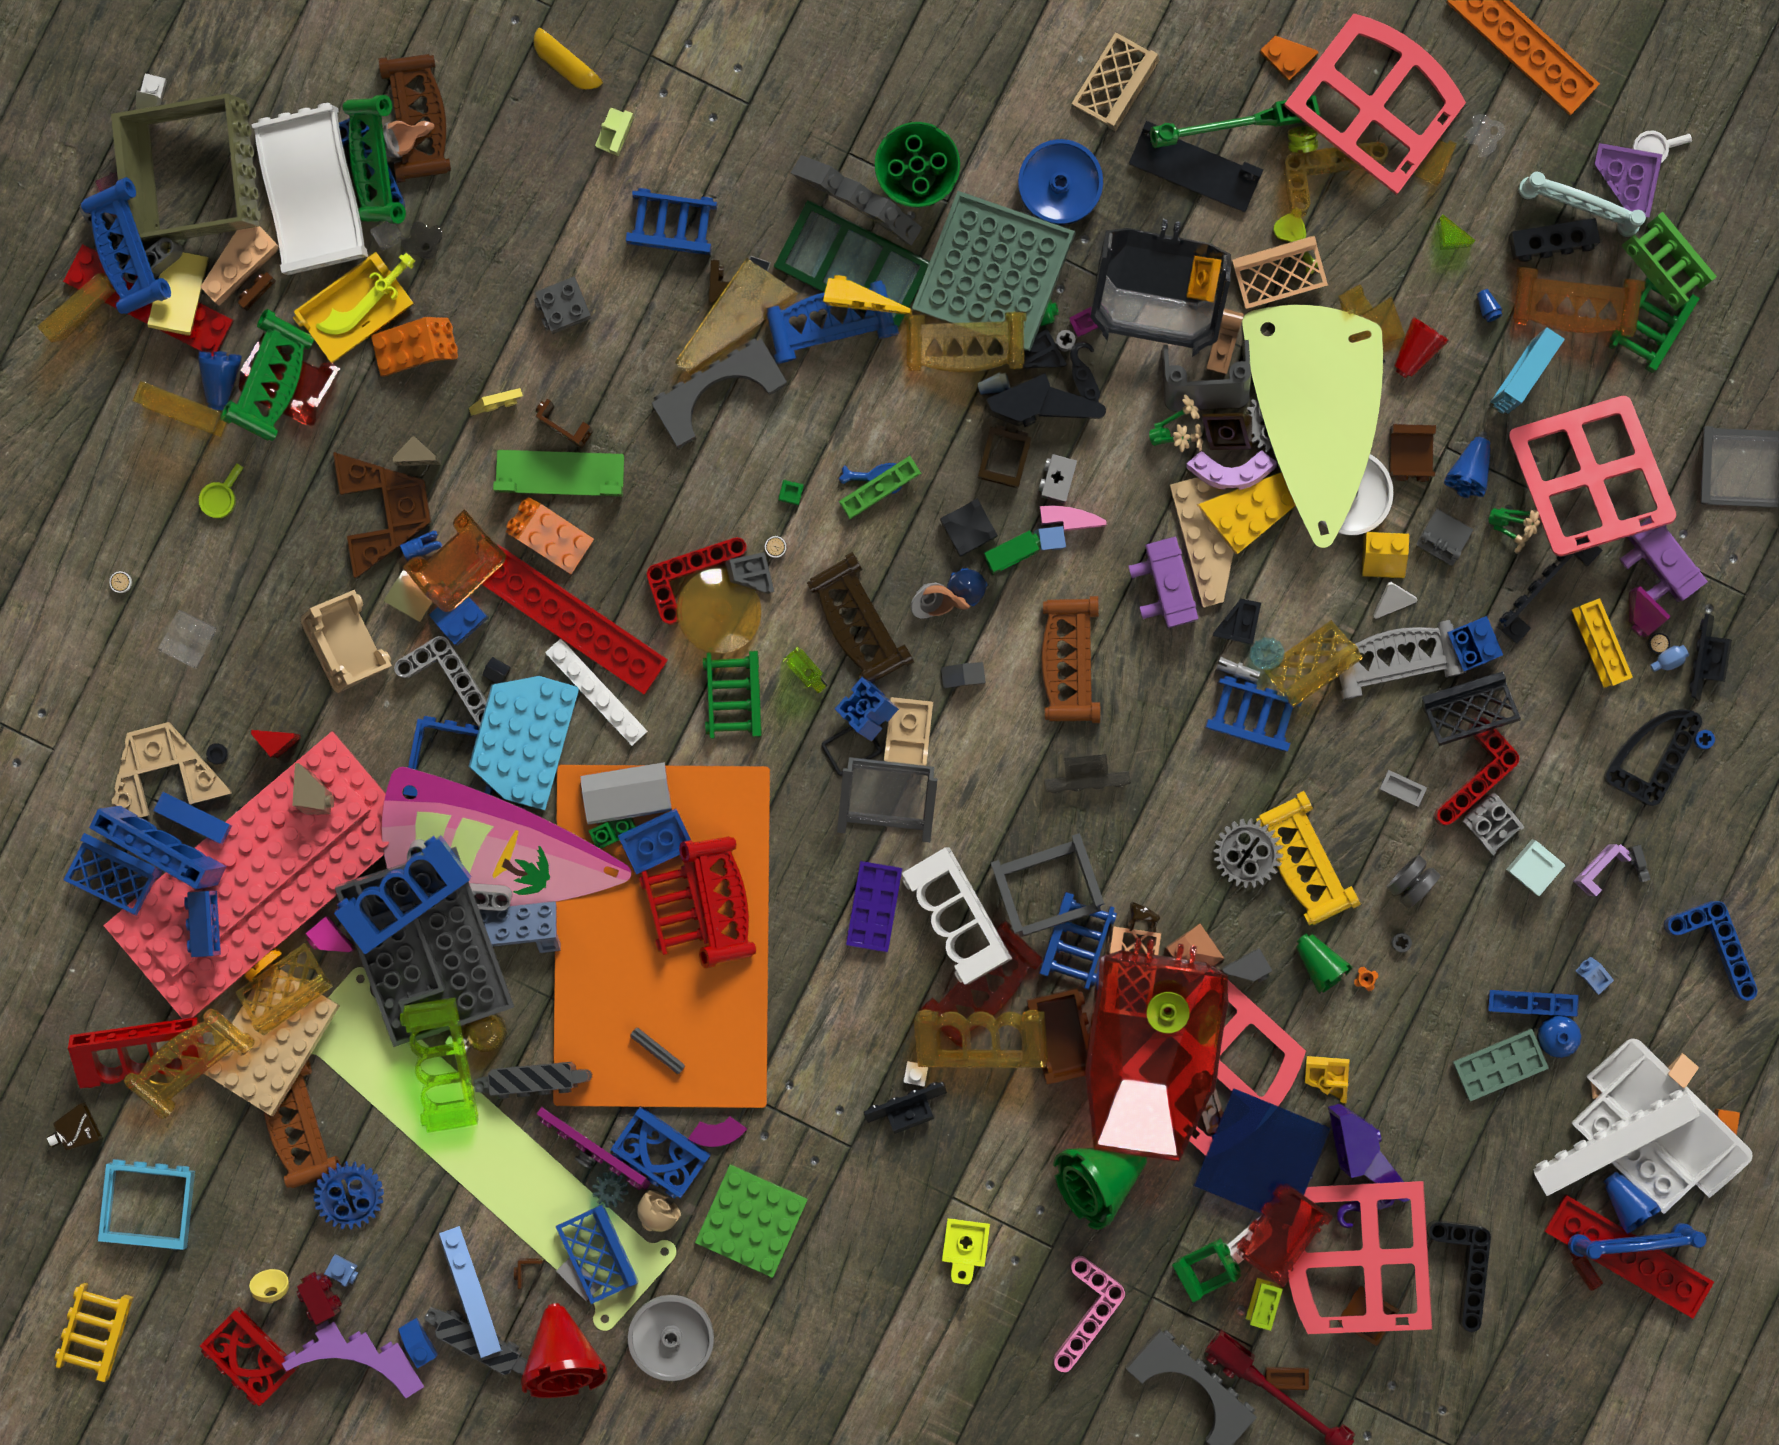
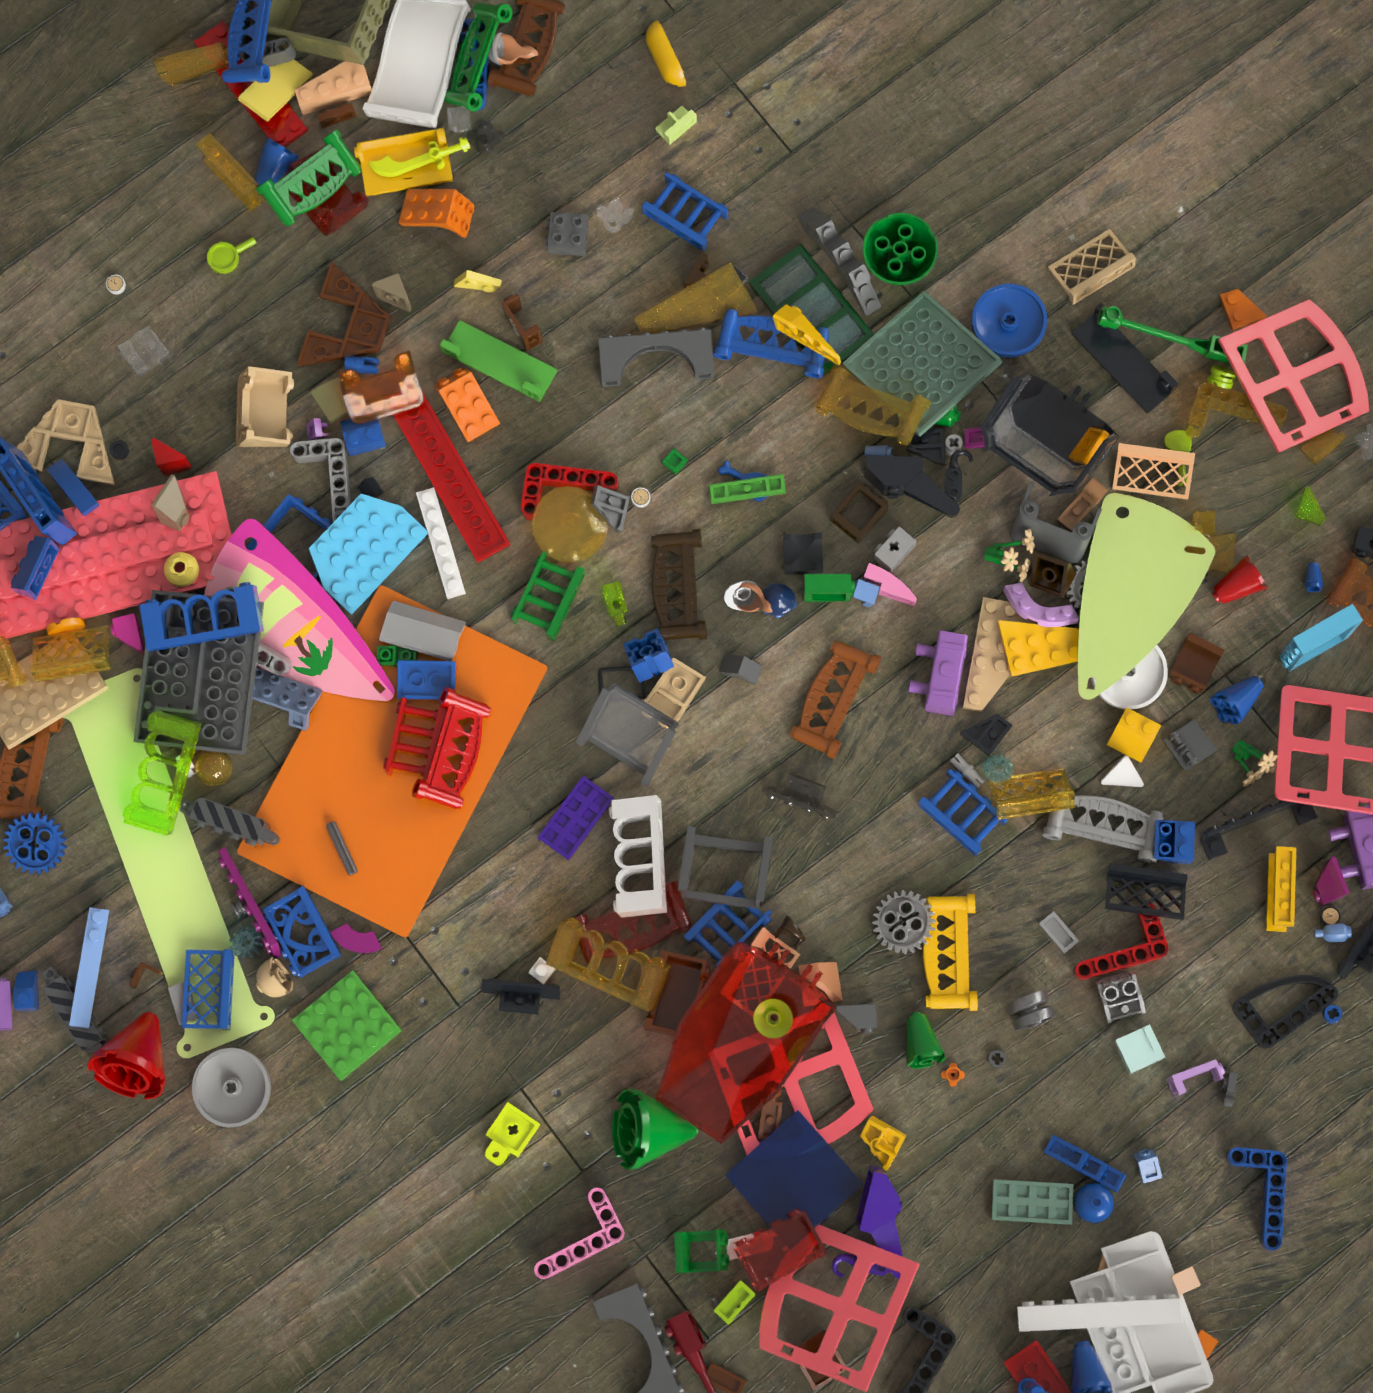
camera: 30 degrees right, 10 degrees down
(362, 846) = (186, 577): none -> light yellow piece
(408, 637) = (314, 429): none -> medium lavender tile
(598, 258) = (614, 213): none -> clear plate

